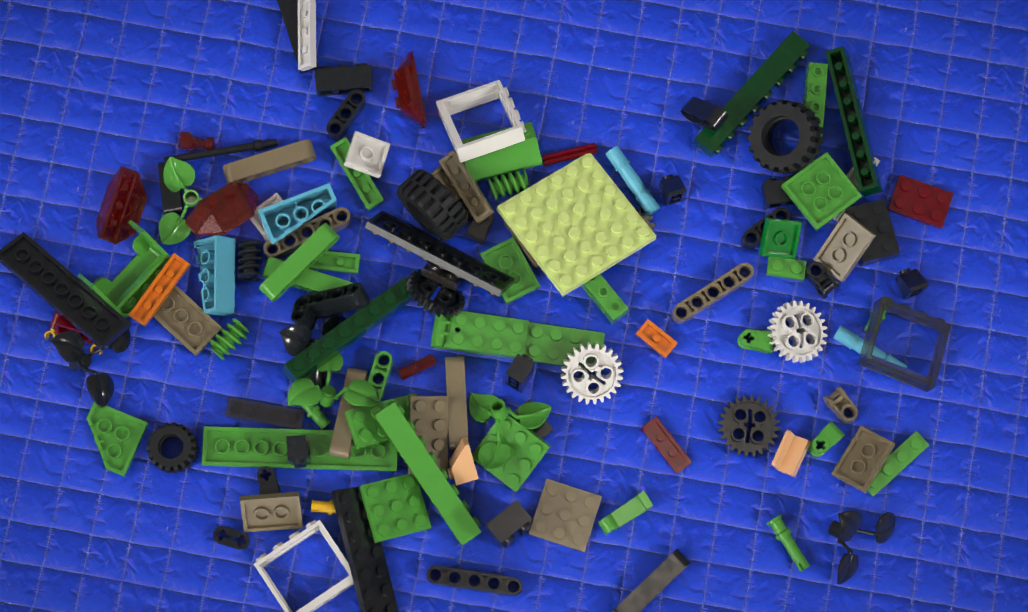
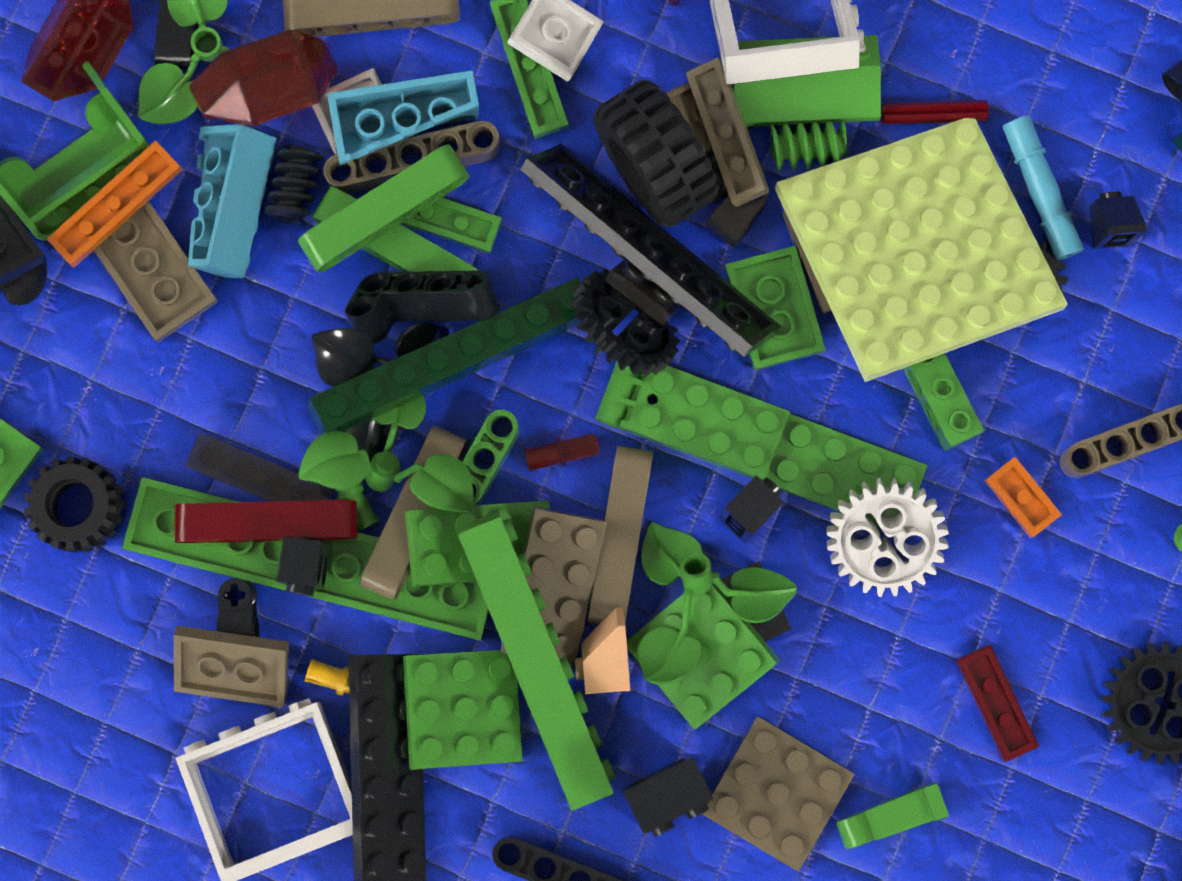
camera: 20 degrees right, 5 degrees up
(228, 339) = (223, 323): bright green piece -> none
(229, 542) = (145, 705): black beam -> none
(272, 434) = (265, 521): none -> dark red beam

